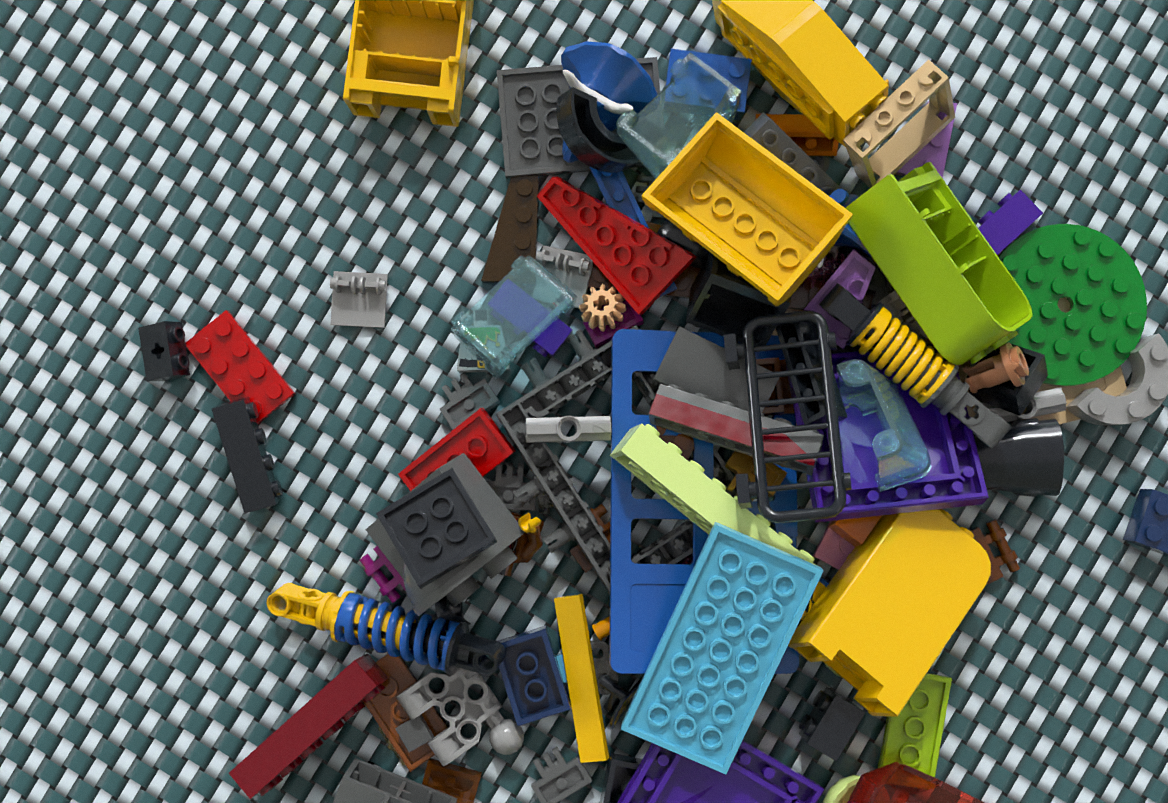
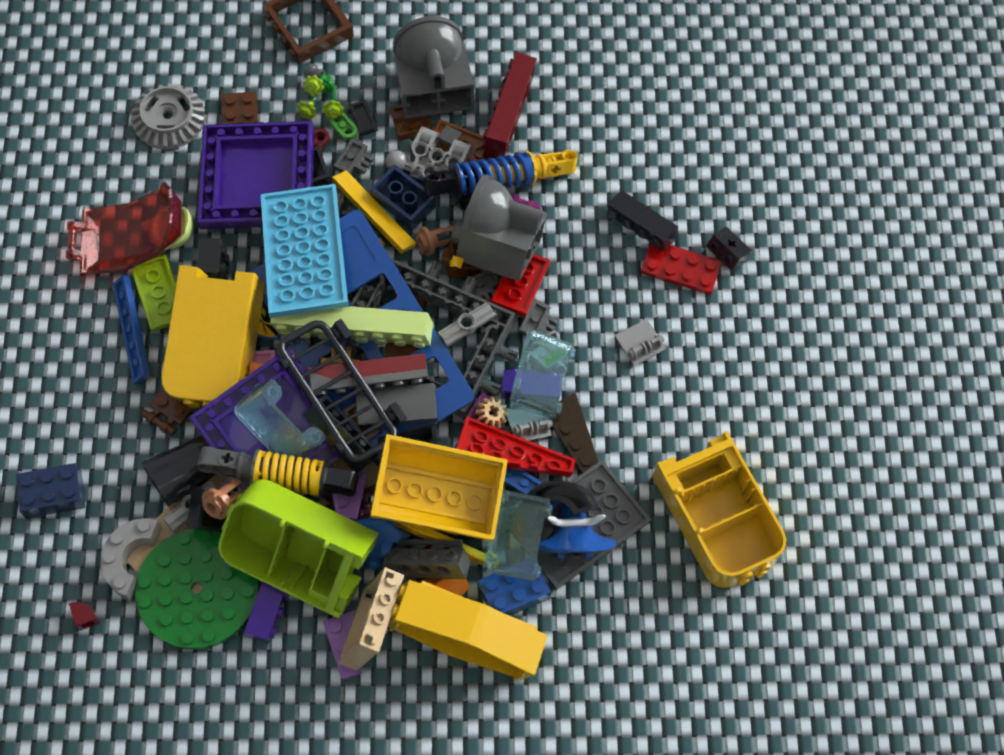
camera: 145 degrees right, 20 degrees down
(436, 528) = (505, 213): black plate -> none
(536, 593) = (428, 241): none -> nougat piece
(975, 693) = (131, 329): none -> blue plate

